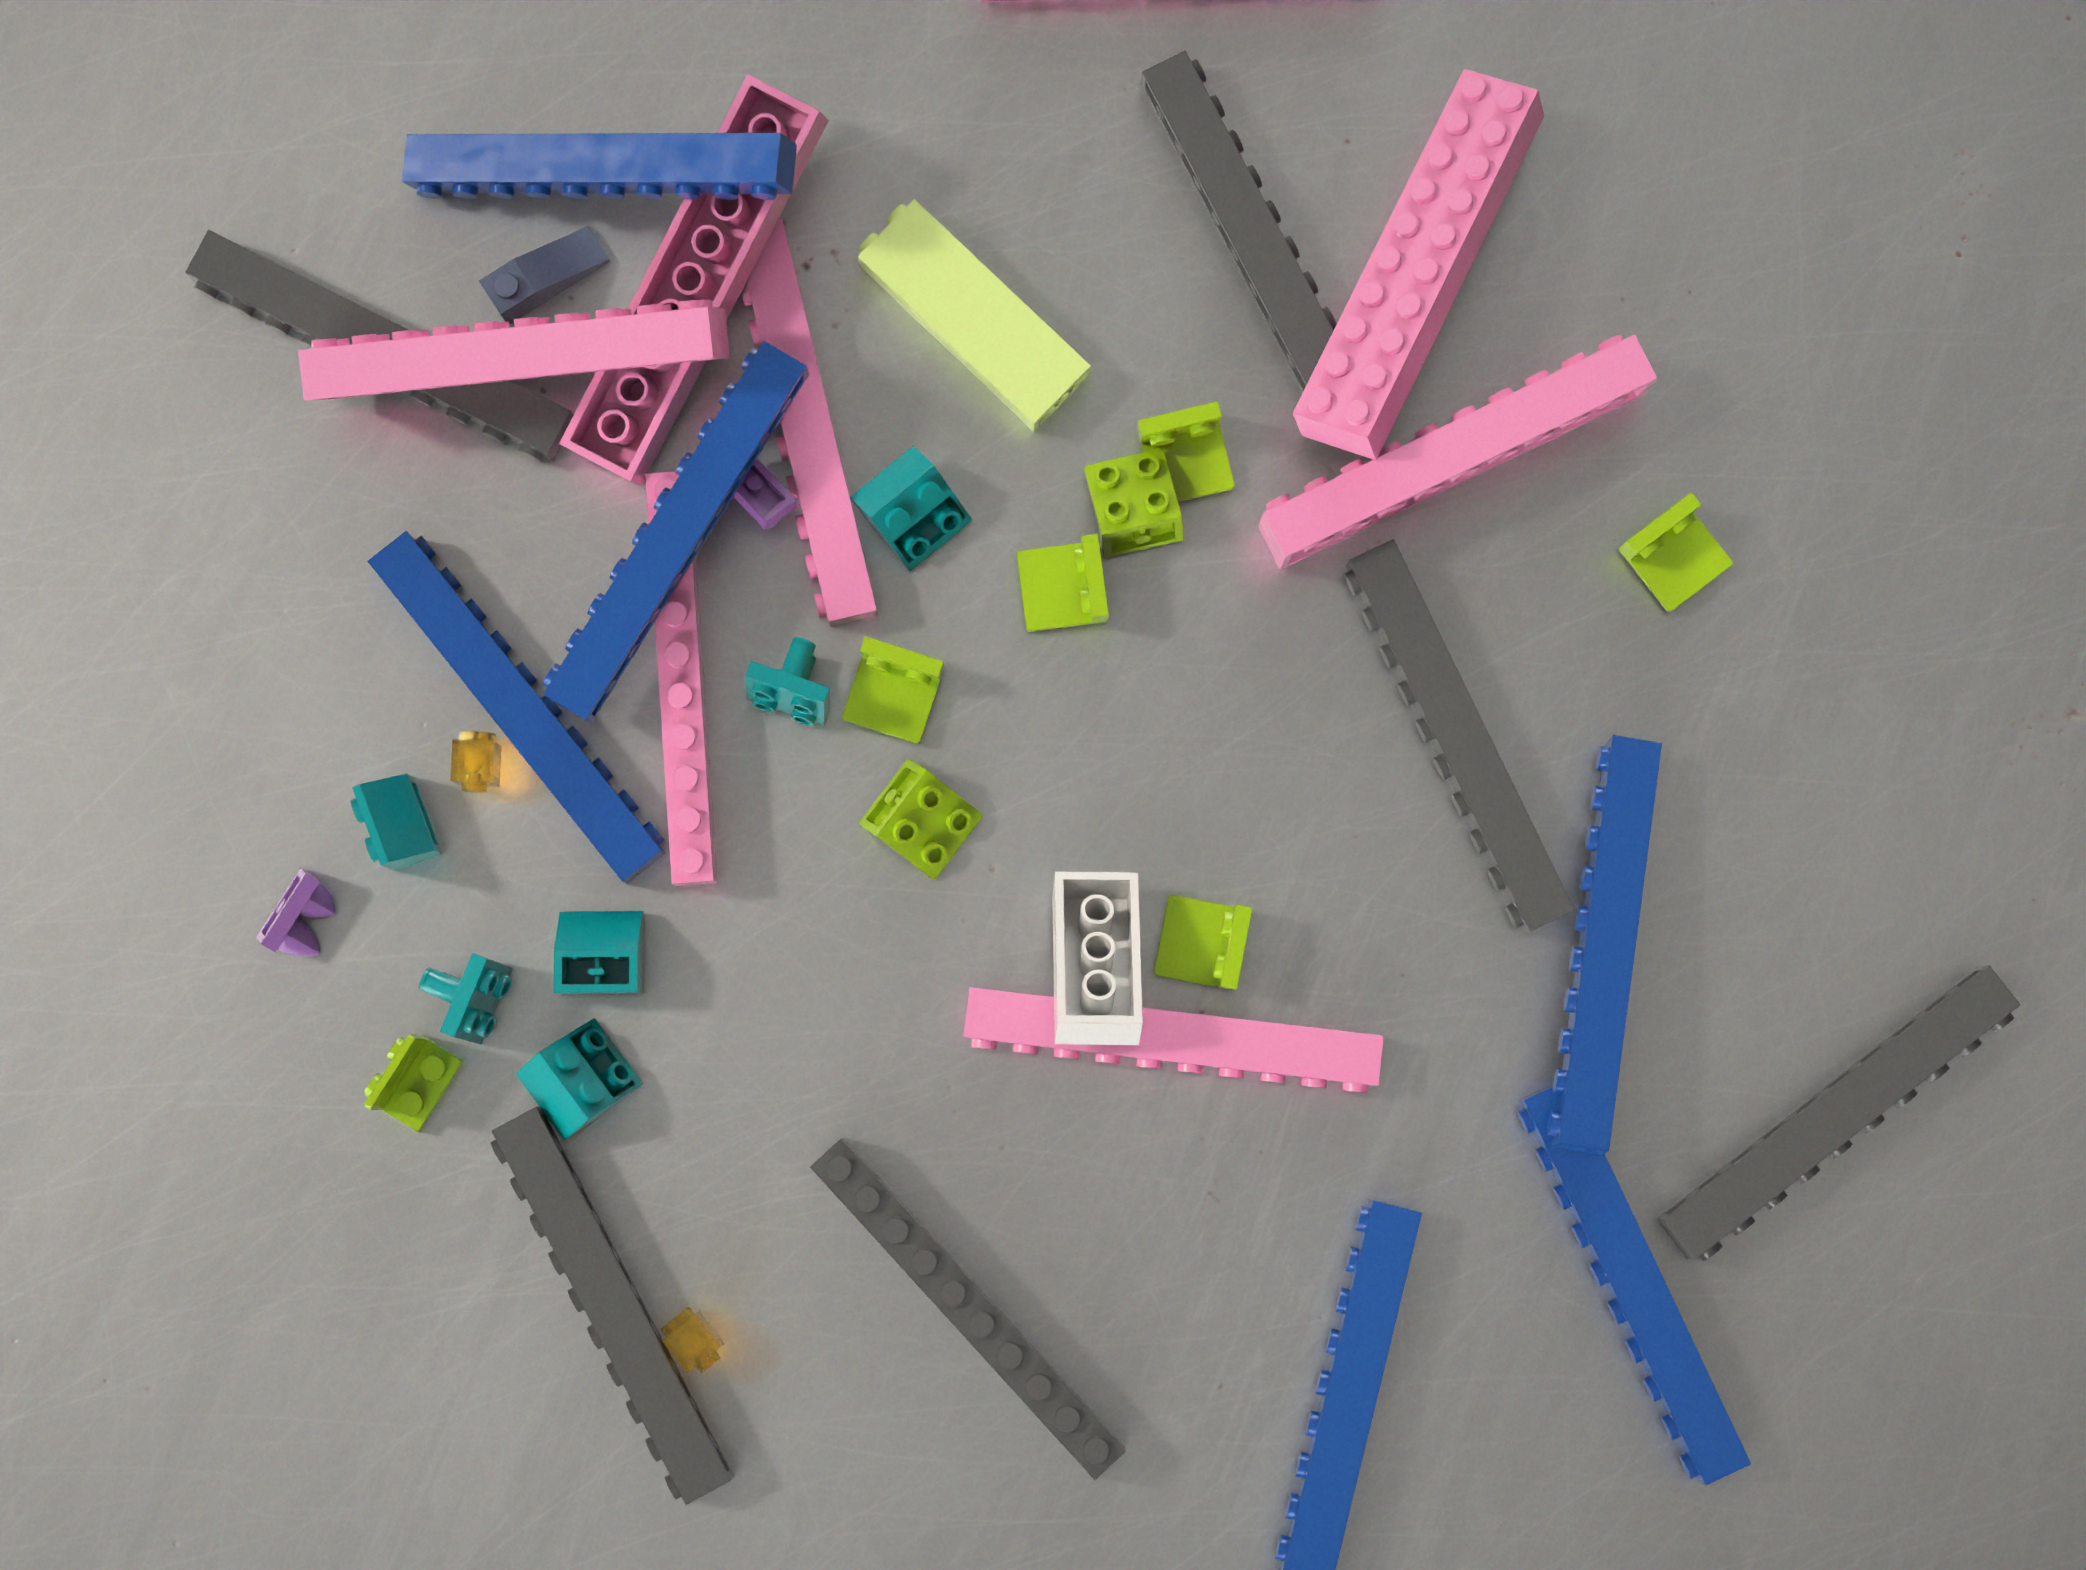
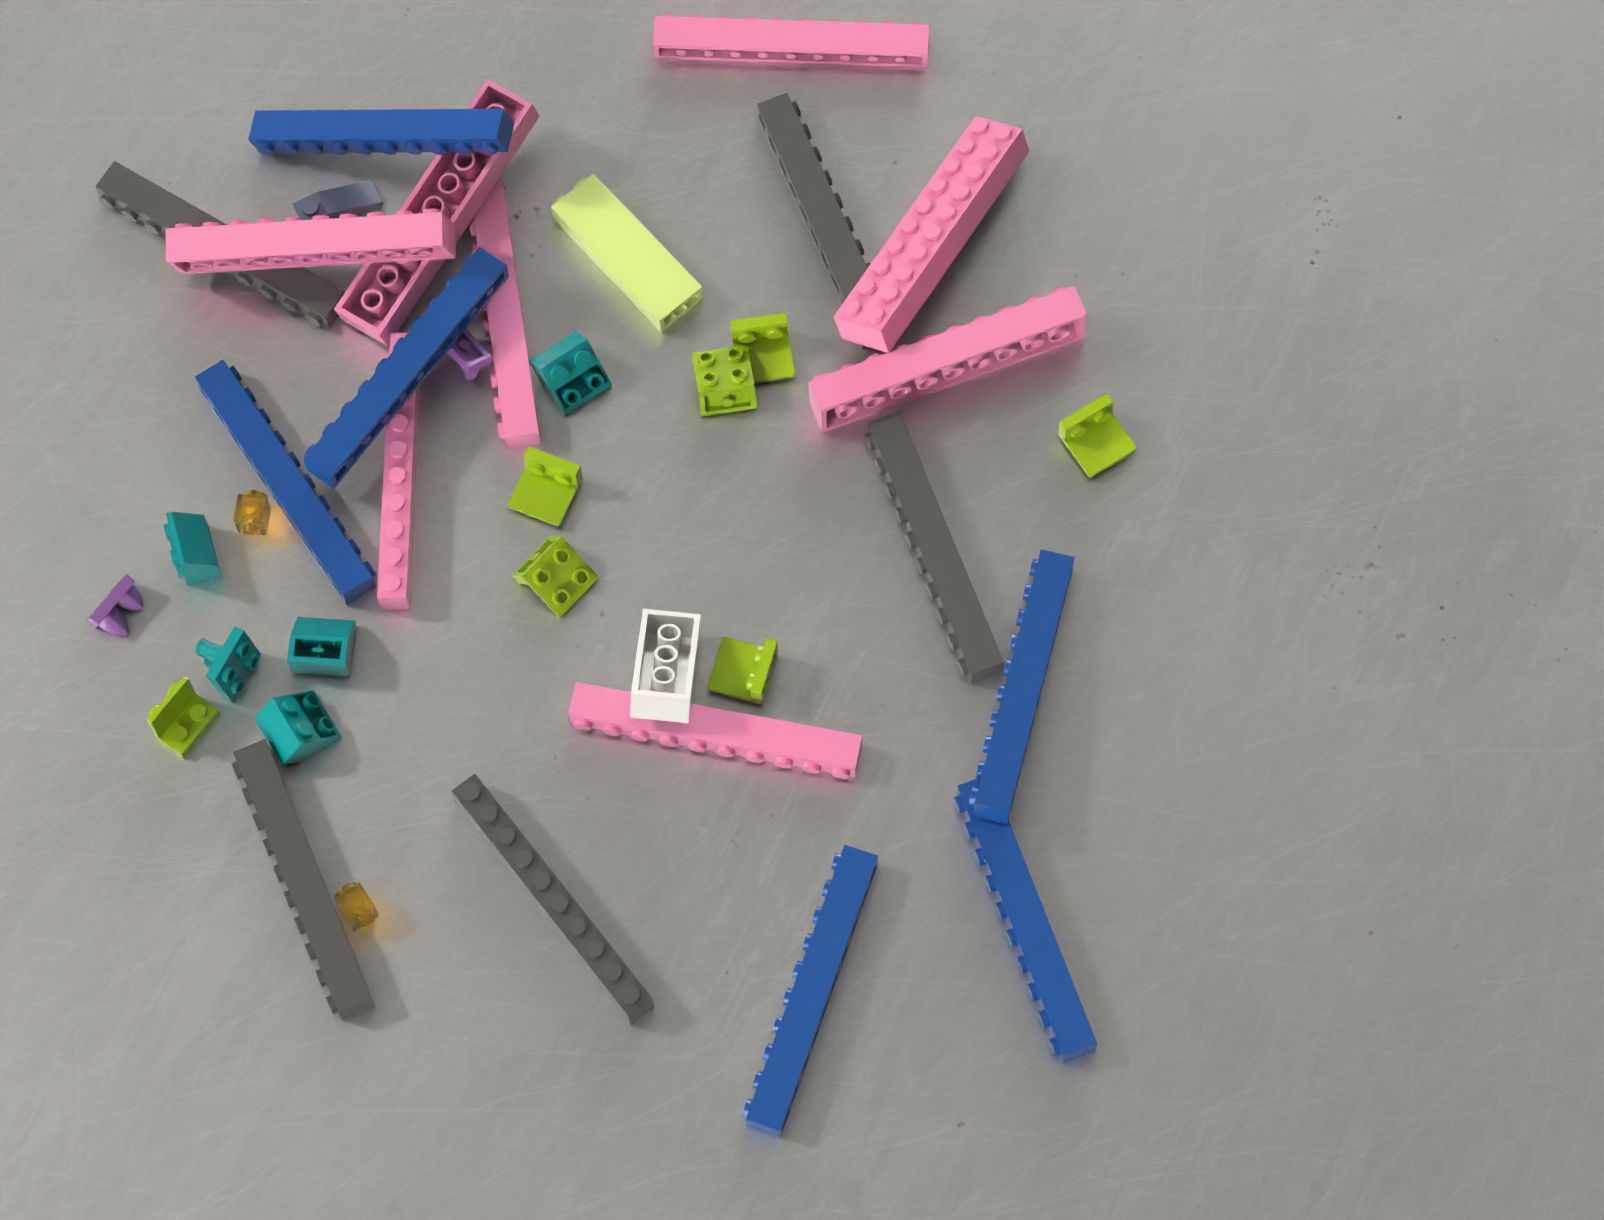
camera: 10 degrees right, 15 degrees down
(790, 687) = (473, 478): teal plate -> none
(1063, 585) = (670, 429): lime bracket -> none
(1838, 1113) = (1181, 815): dark grey brick -> none

